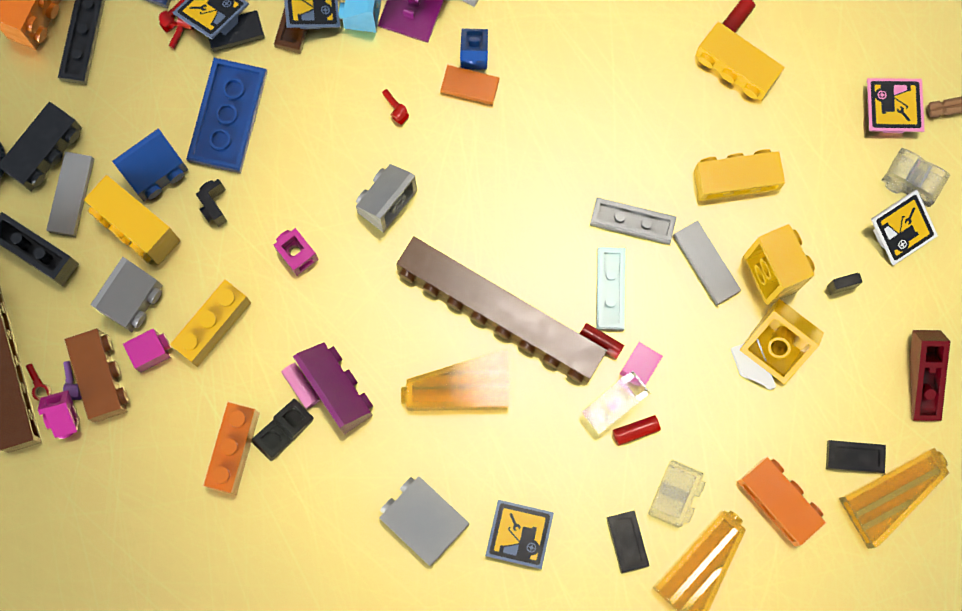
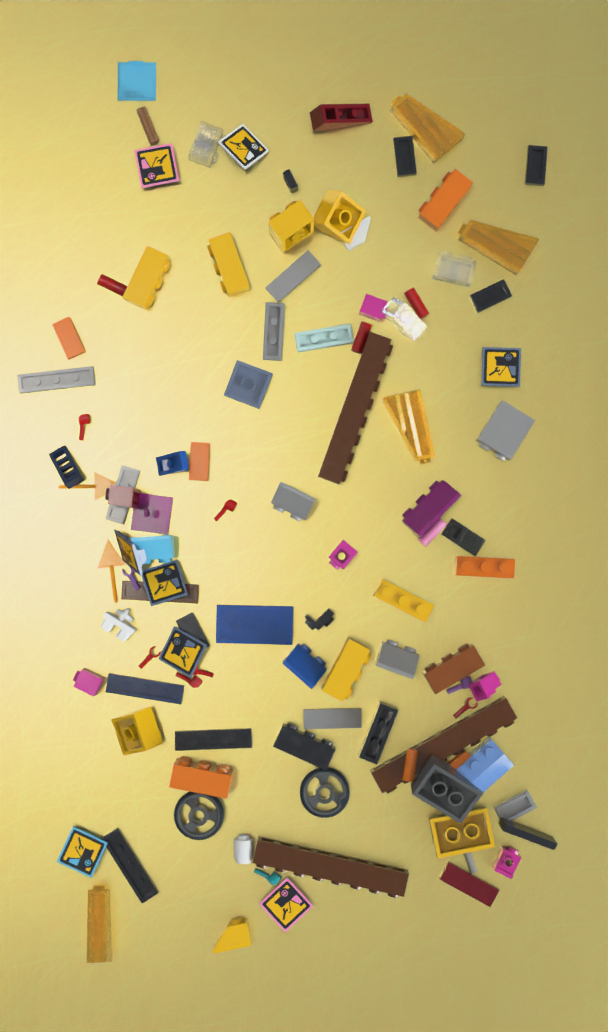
camera: 100 degrees left, 10 degrees up
(147, 350) = (429, 638): dark pink brick -> none
(564, 171) = (248, 384): none -> sand blue tile

